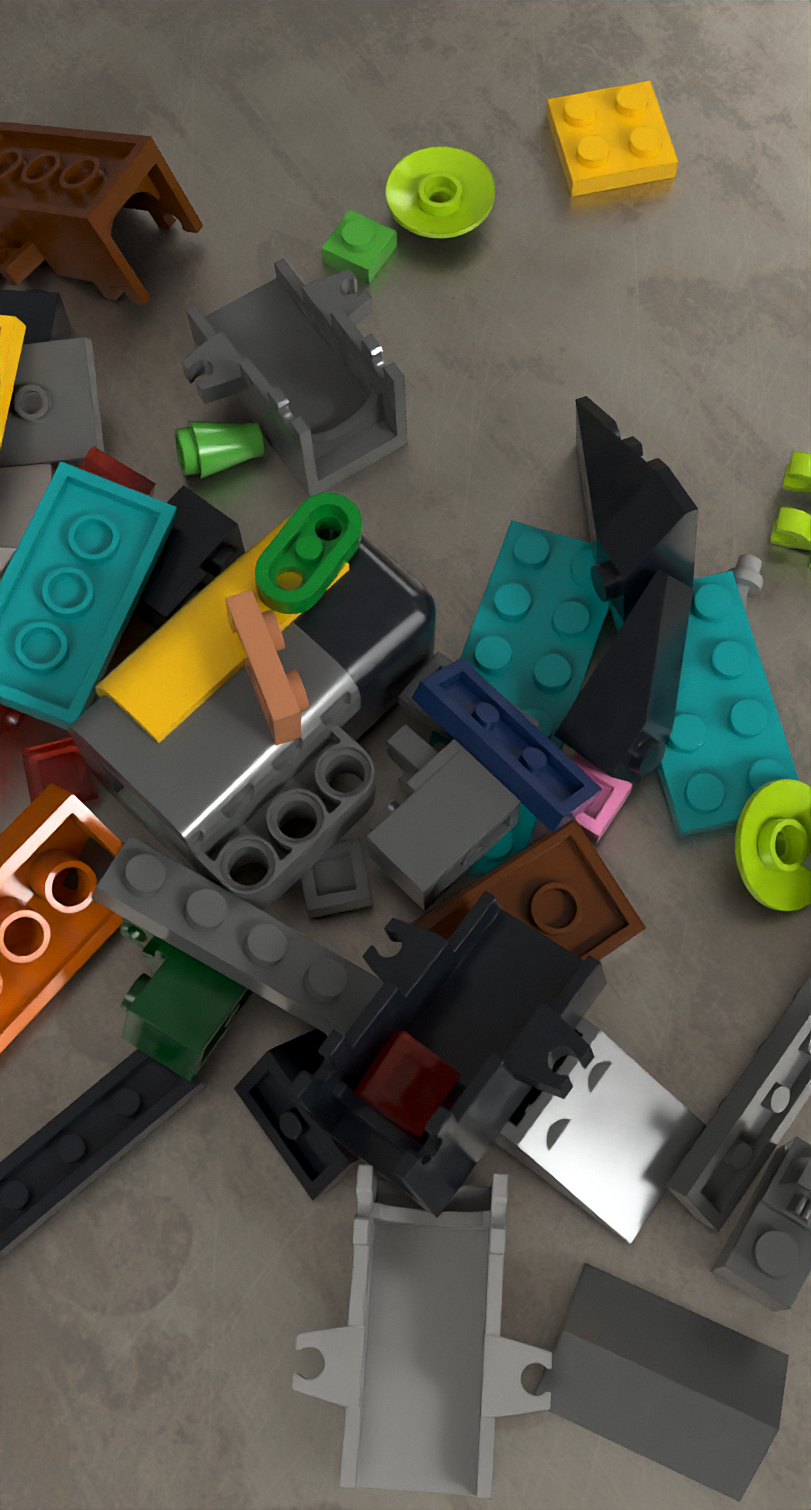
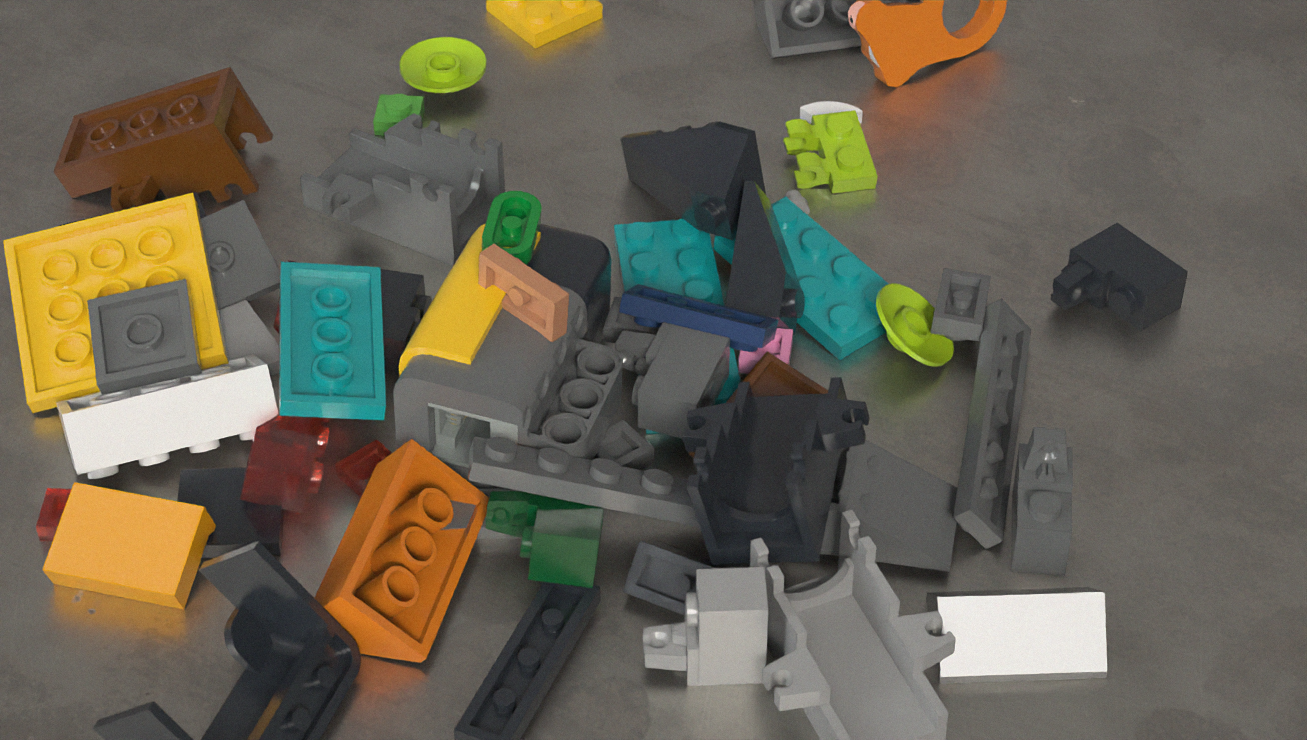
camera: 30 degrees left, 25 degrees down
(215, 446) = (370, 248): bright green cone -> none
(280, 1229) = (721, 631): none -> light grey hinge
(407, 1083) = (756, 482): clear red tile -> none

